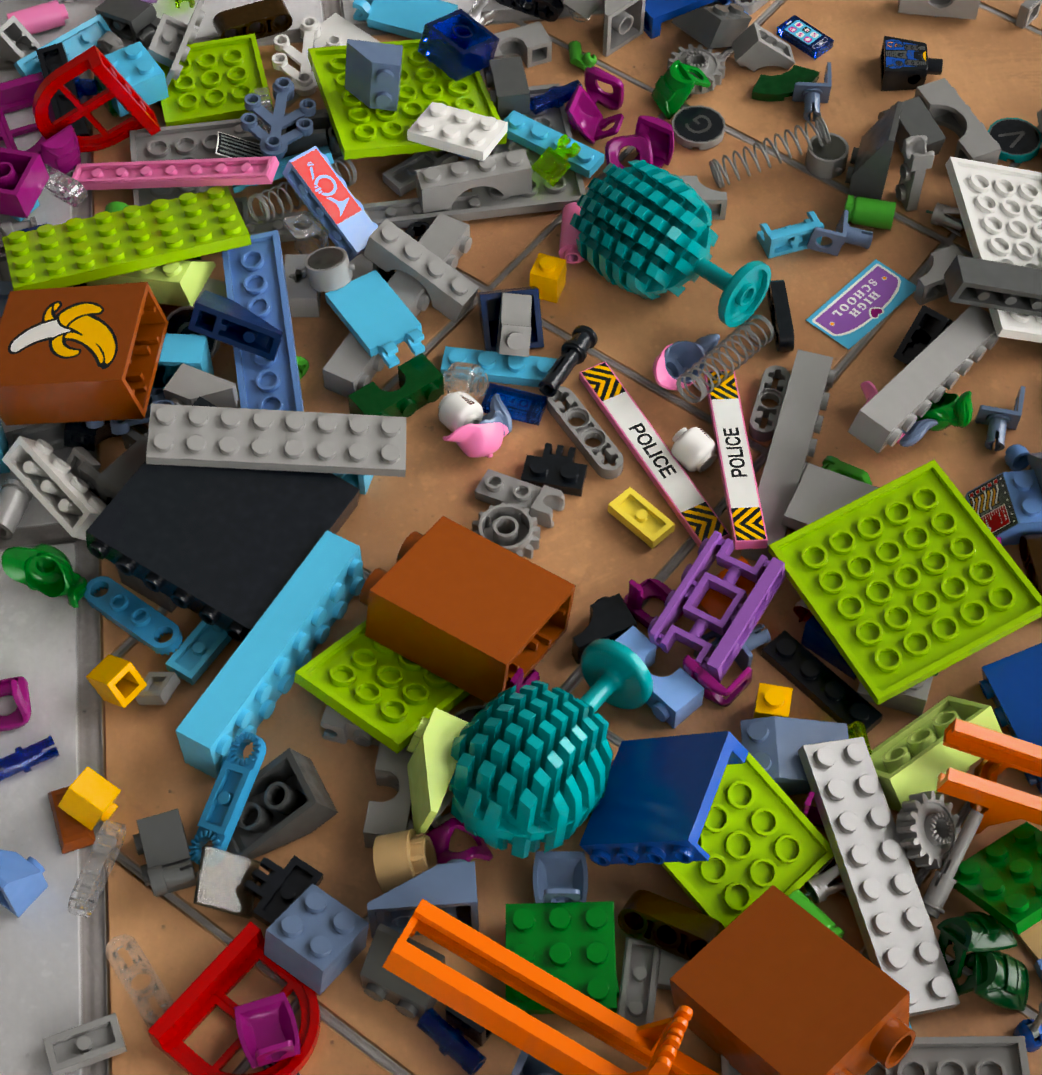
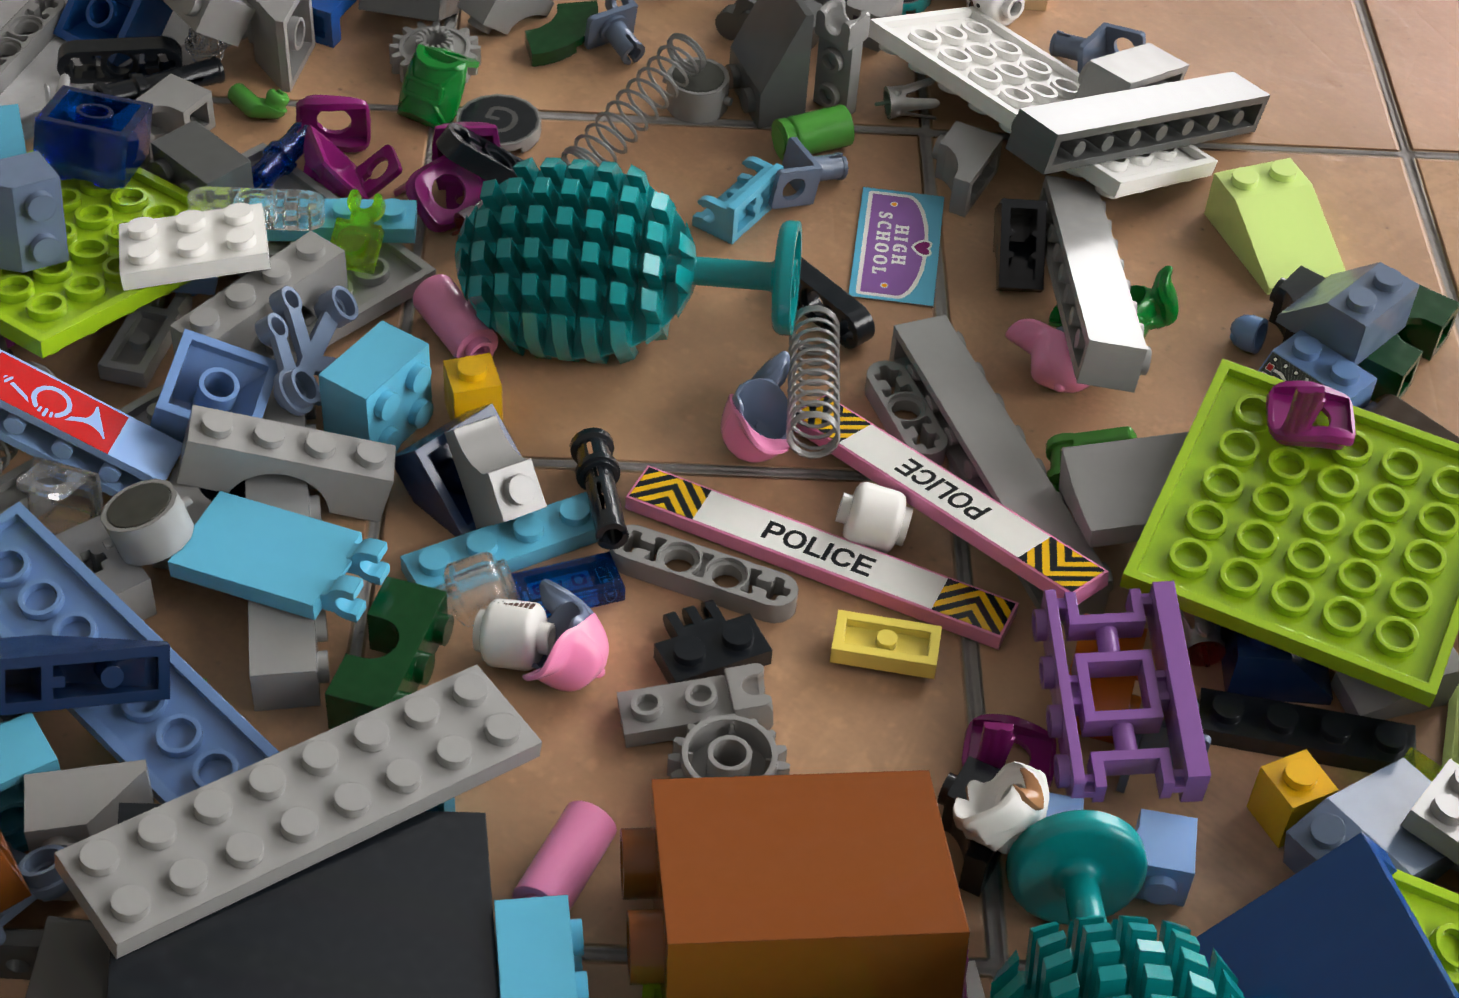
camera: 40 degrees left, 10 degrees down
(390, 535) = (568, 853): none -> bright pink brick
(414, 211) = (214, 377): none -> medium blue slope
(476, 217) = (295, 383): none -> sand blue plant
(495, 254) = (379, 387): none -> medium azure brick
(526, 130) = (282, 207): none -> clear beam
(551, 25) = (200, 73): none -> black pin
(599, 623) = (1002, 807): none -> white hair
(650, 138) = (476, 153): none -> black beam
(713, 689) = (1195, 803): magenta piece -> none
(932, 508) = (1294, 408): none -> magenta piece
(1000, 420) = (1196, 294): sand blue bracket -> none

